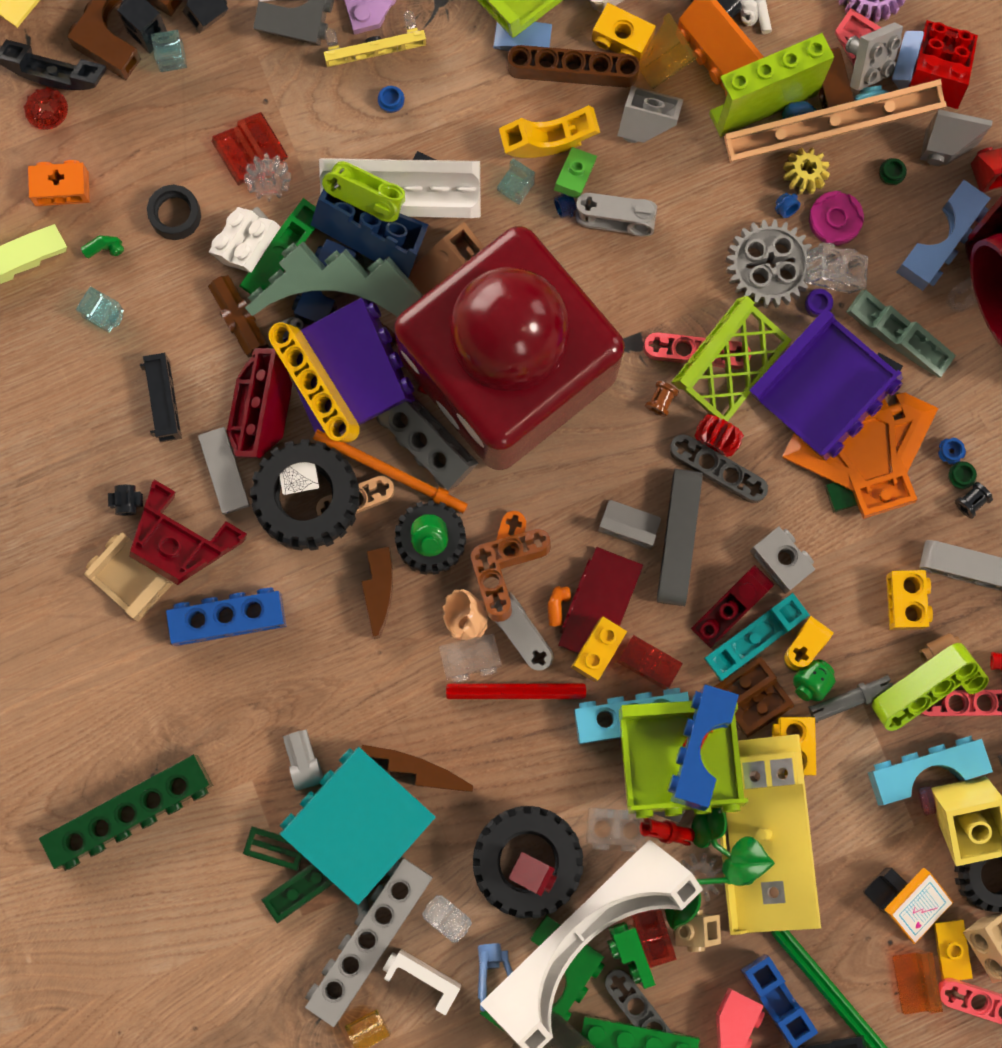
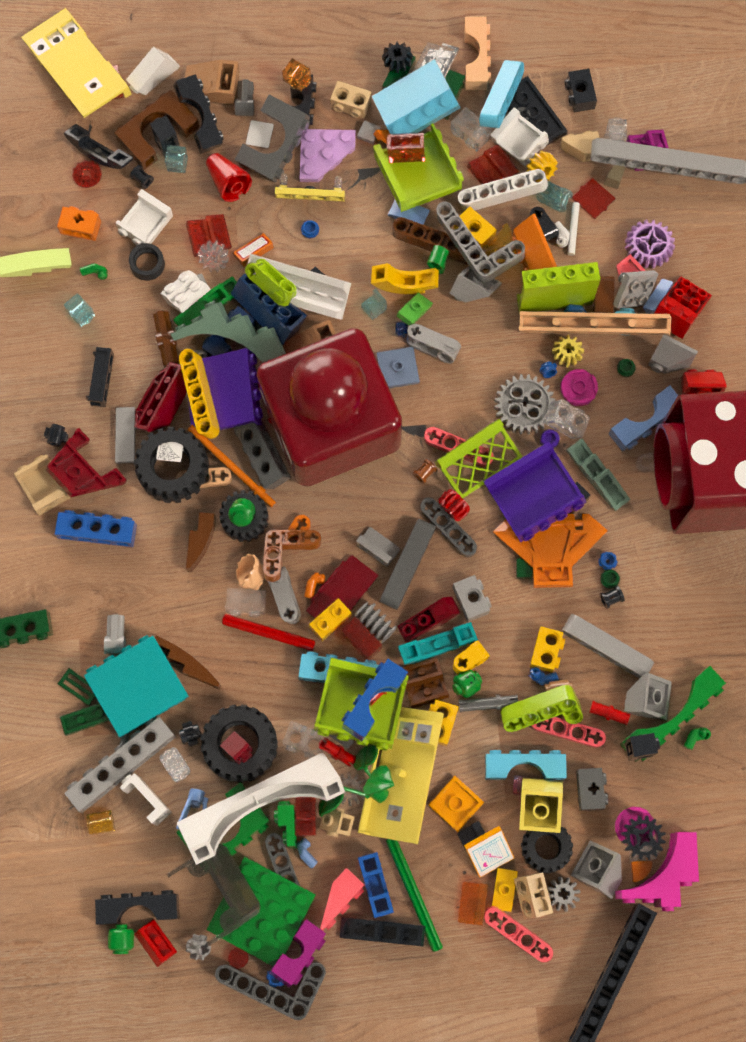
camera: 20 degrees right, 5 degrees down
(126, 90) = (141, 177): none -> black bush
(151, 151) = (144, 219): none -> white panel
(251, 56) = (228, 177): none -> red cone
(323, 145) = (257, 246): none -> slope
(453, 868) = (190, 733): none -> black gear
(582, 258) = (399, 367): none -> sand blue plate
(587, 90) = (438, 258): none -> green piece
(635, 60) = (473, 247): none -> light grey beam
(662, 632) = (375, 622): none -> light grey piece
(665, 987) = (304, 854): none -> medium blue arm
(850, 851) = (456, 803): none -> light orange tile
(912, 641) = (542, 678): none -> blue arm

